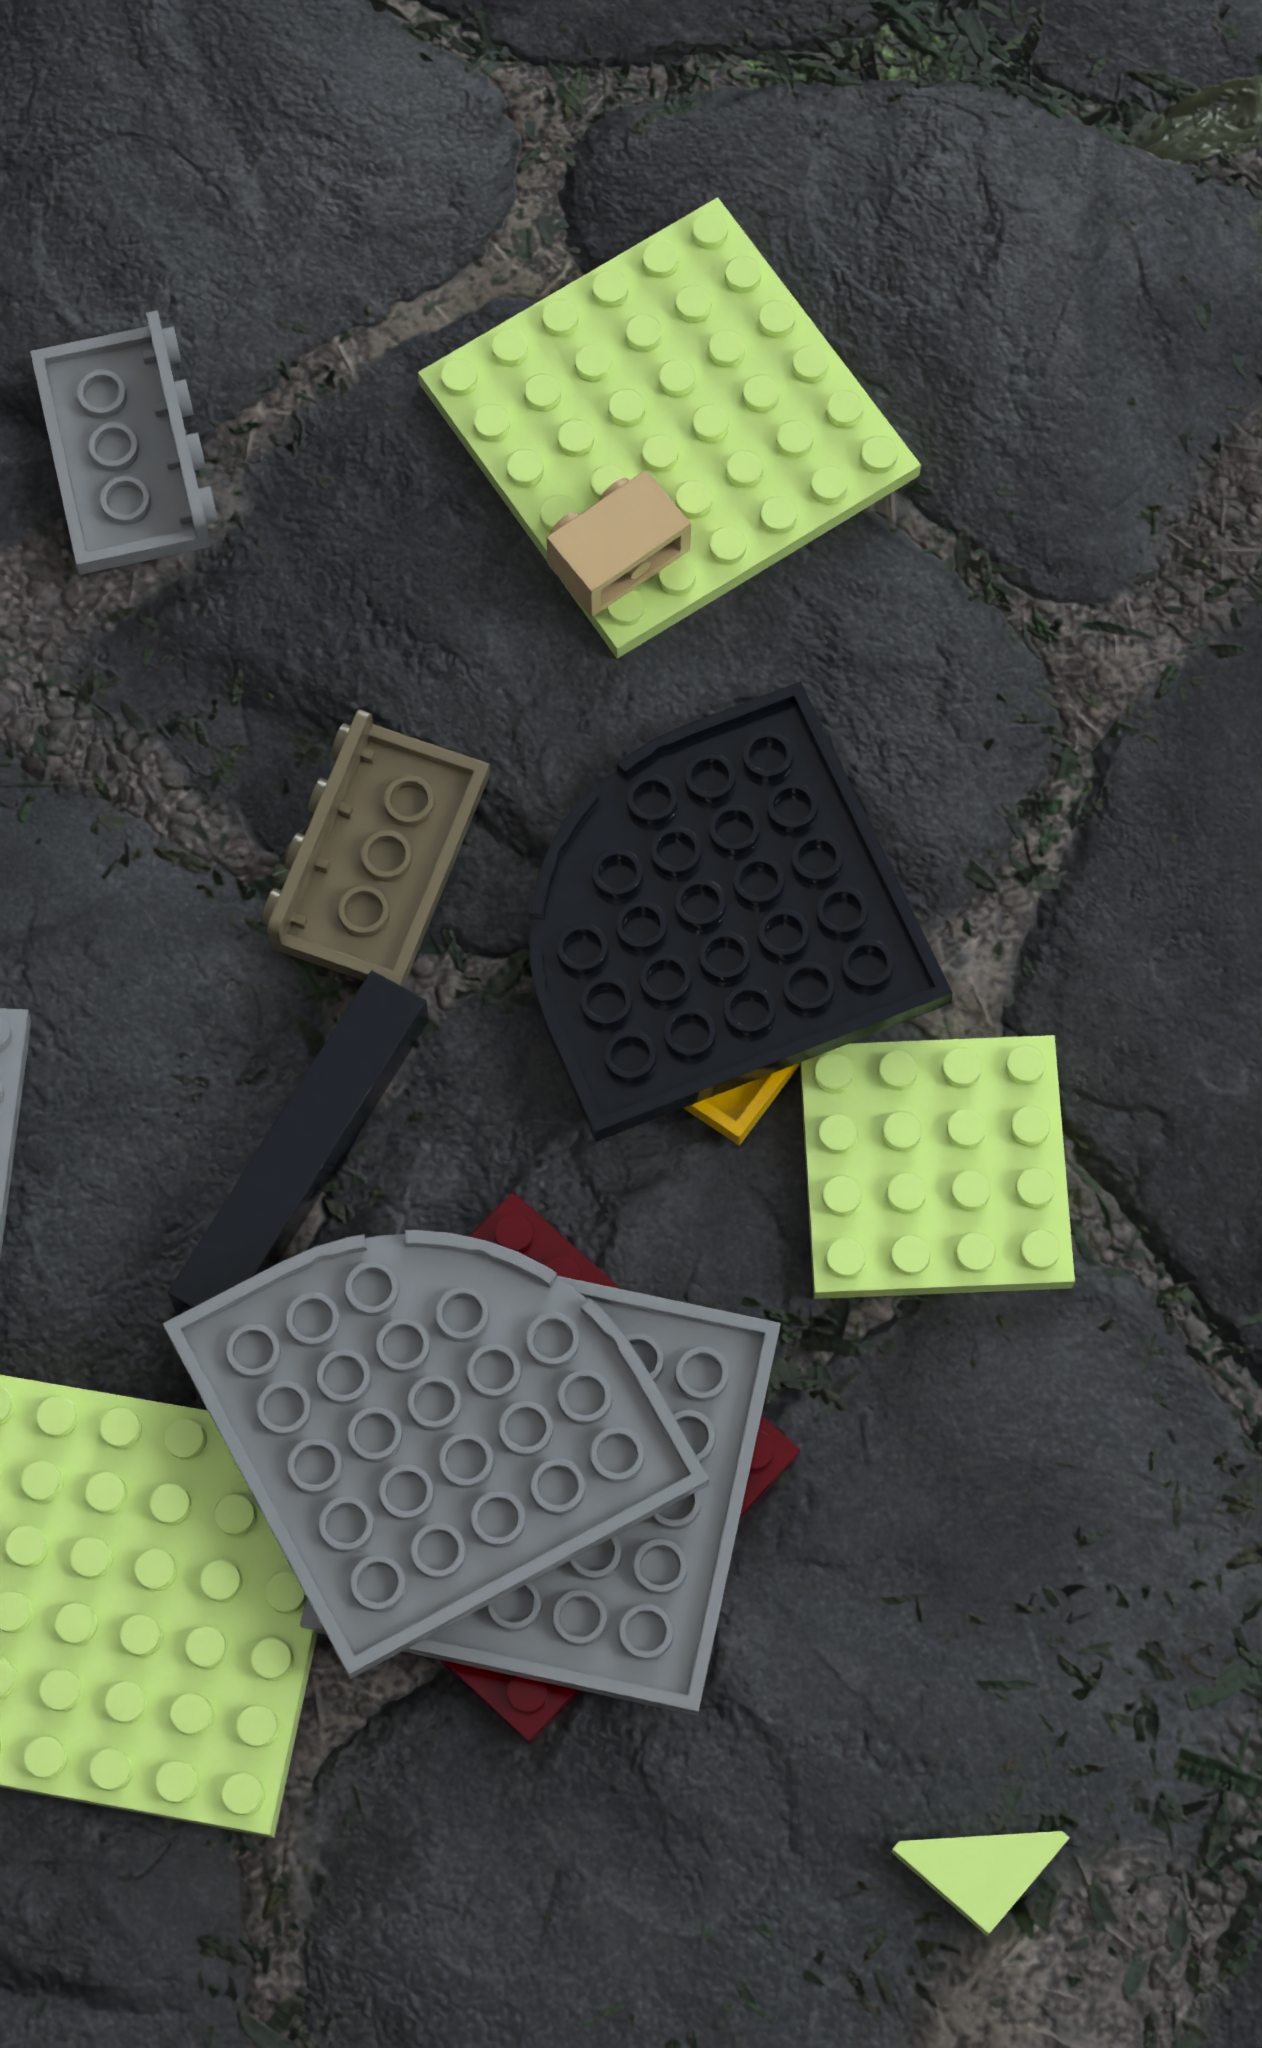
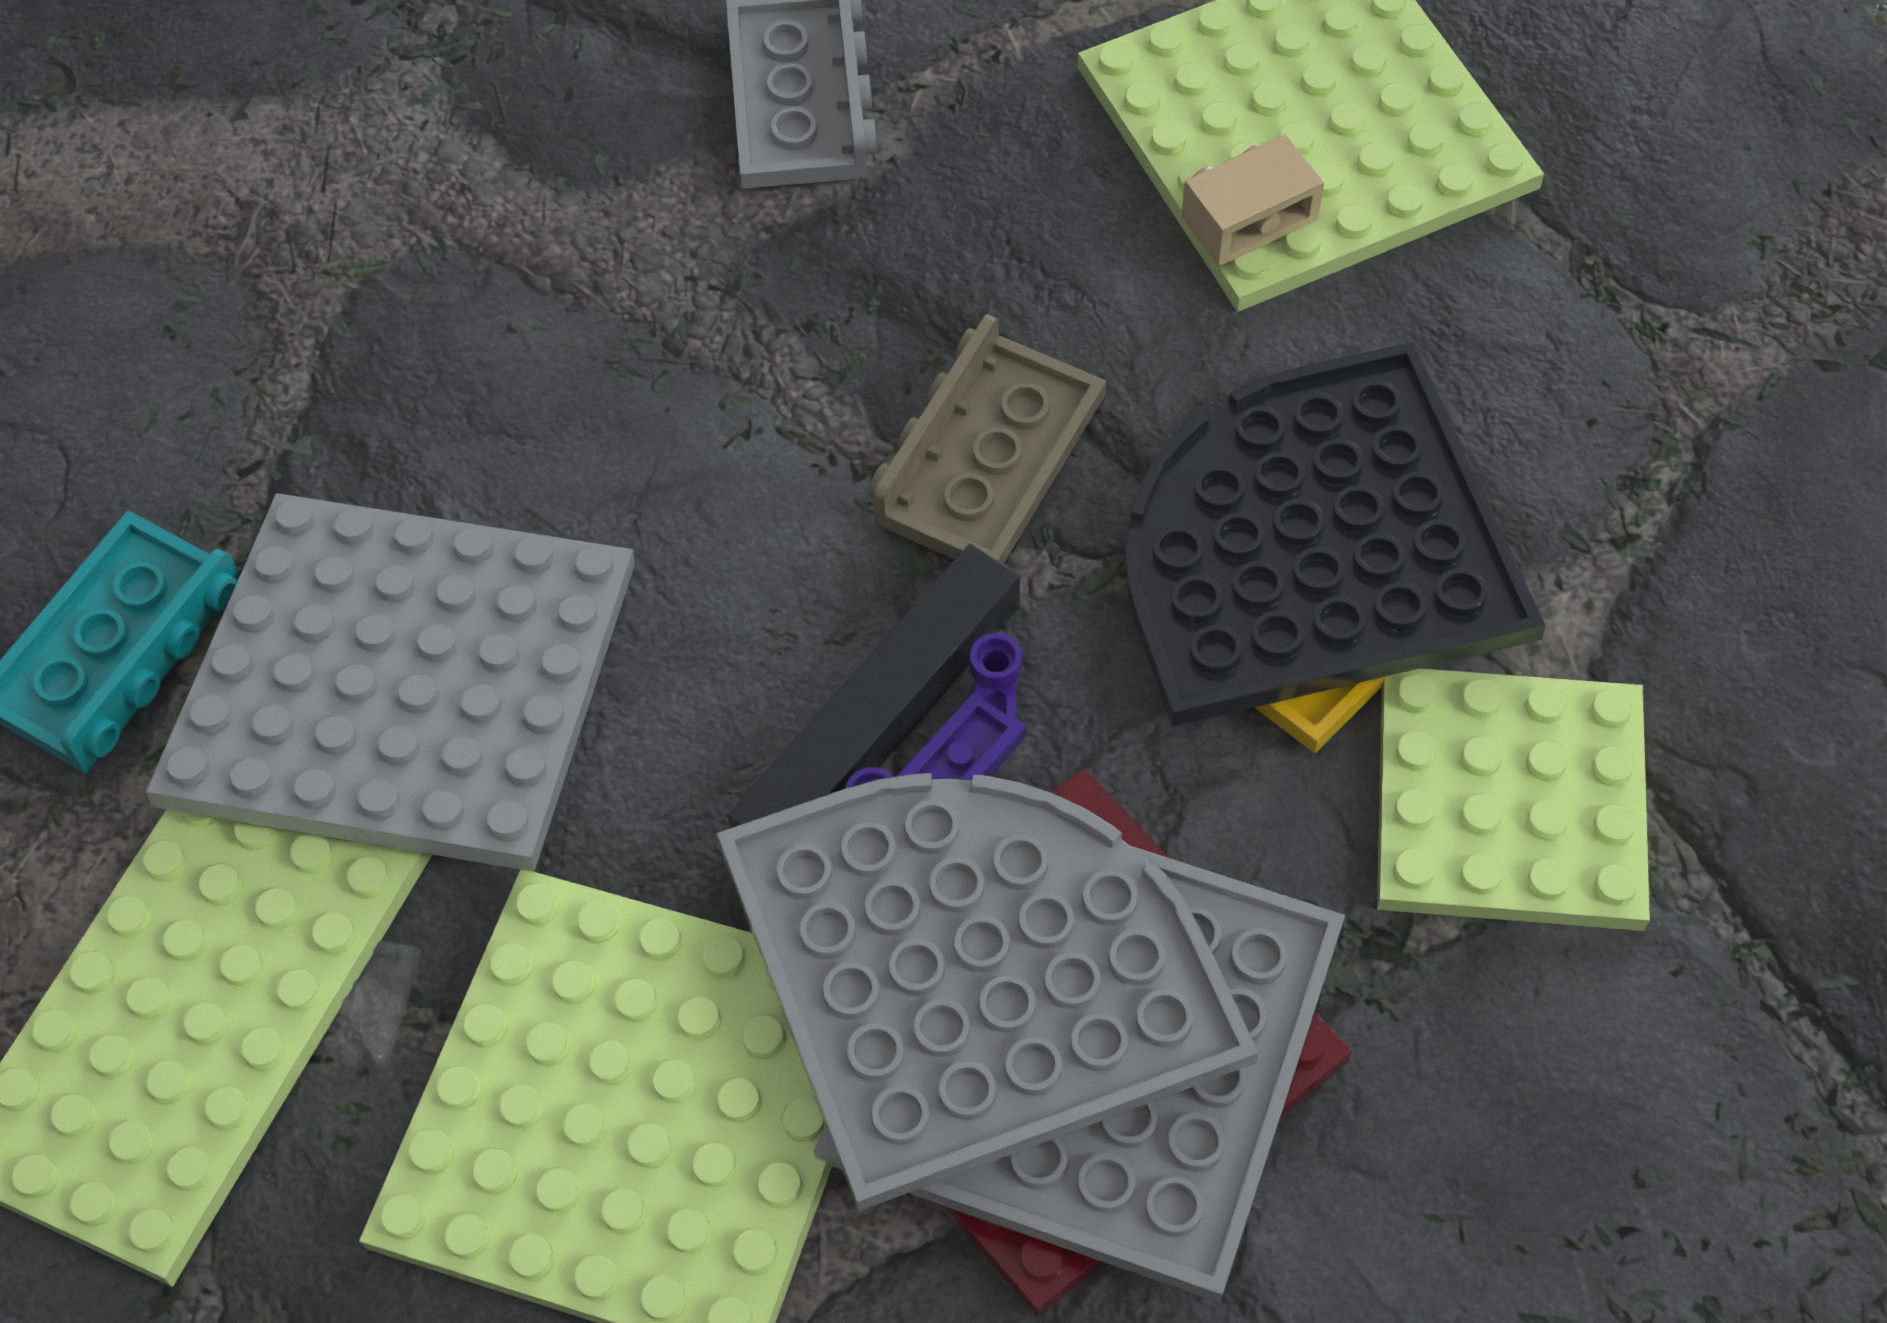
camera: 10 degrees right, 10 degrees down
(397, 1178) = (981, 729): none -> dark purple plate

